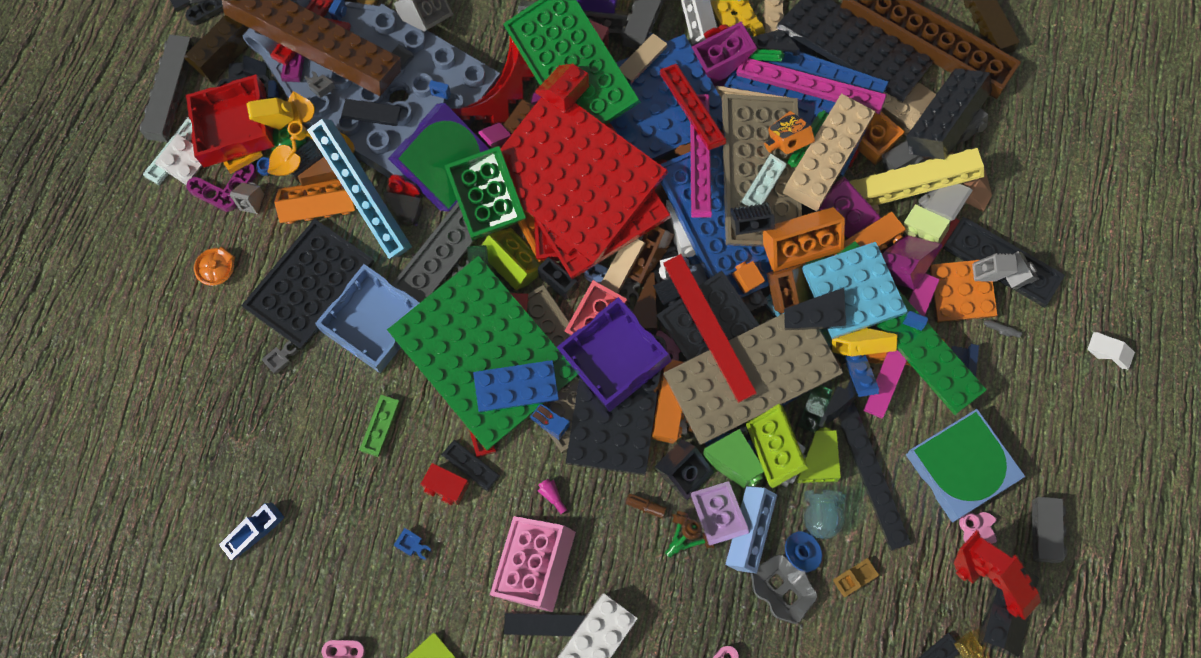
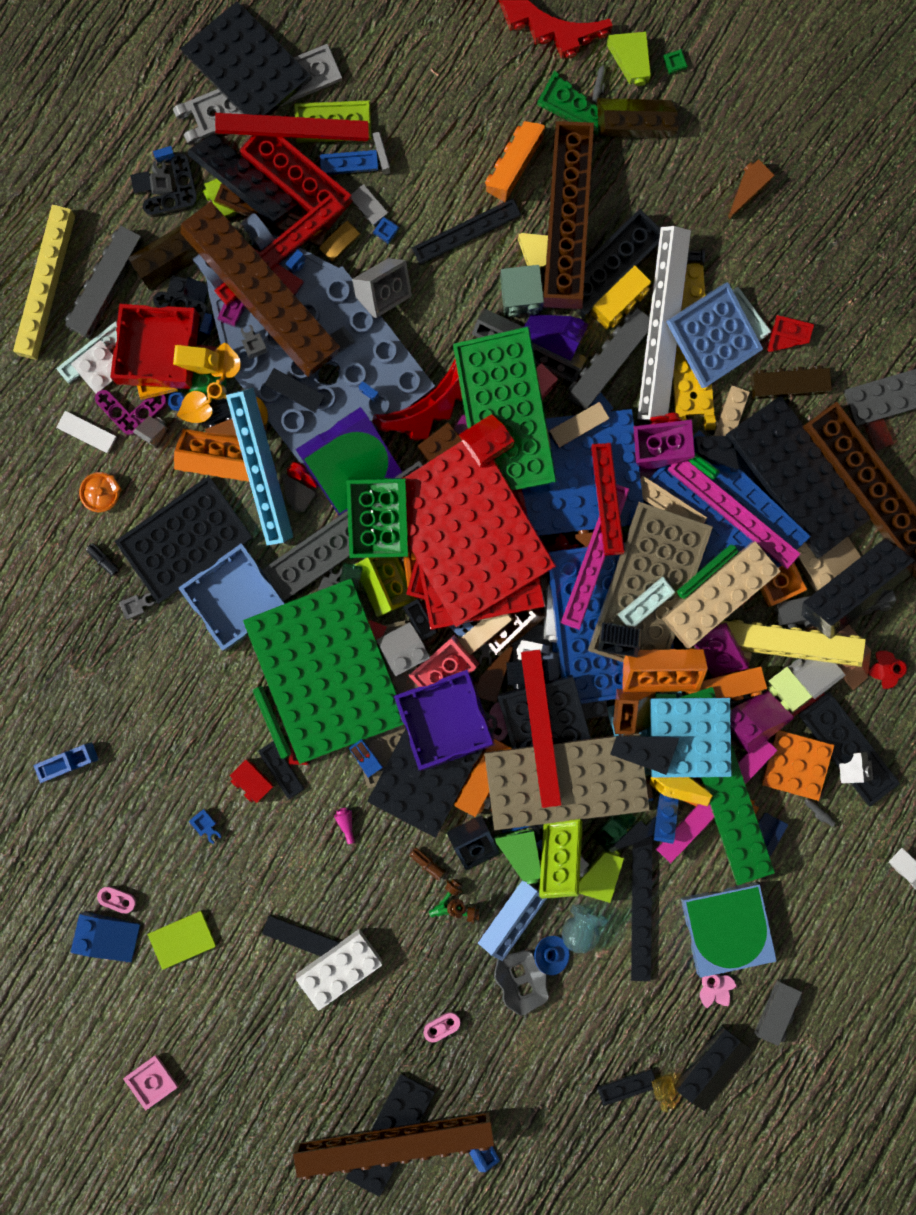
camera: 15 degrees right, 15 degrees up
(111, 105) = (44, 282): none -> light yellow brick
(187, 220) = (86, 432): none -> white tile
(235, 327) = (102, 559): none -> black axle
(379, 426) = (209, 704): bright green plate -> none
(446, 422) = (271, 722): none -> green axle
(495, 135) = (408, 454): dark pink slope -> none
(515, 386) = (344, 717): blue plate -> none
(533, 563) = (307, 880): bright pink slope -> none
(551, 307) = (402, 649): none -> light grey slope
(719, 513) = (489, 896): lavender plate -> none
(747, 276) = (596, 688): orange brick -> none
(789, 134) = (687, 567): orange torso -> none
(855, 577) = (590, 992): pearl gold slope -> none
(915, 320) = (734, 788): blue tile -> none
(983, 559) = (716, 1054): red wedge -> none
(995, 267) = (831, 762): light grey brick -> none
(1005, 183) = (885, 669): none -> red plate

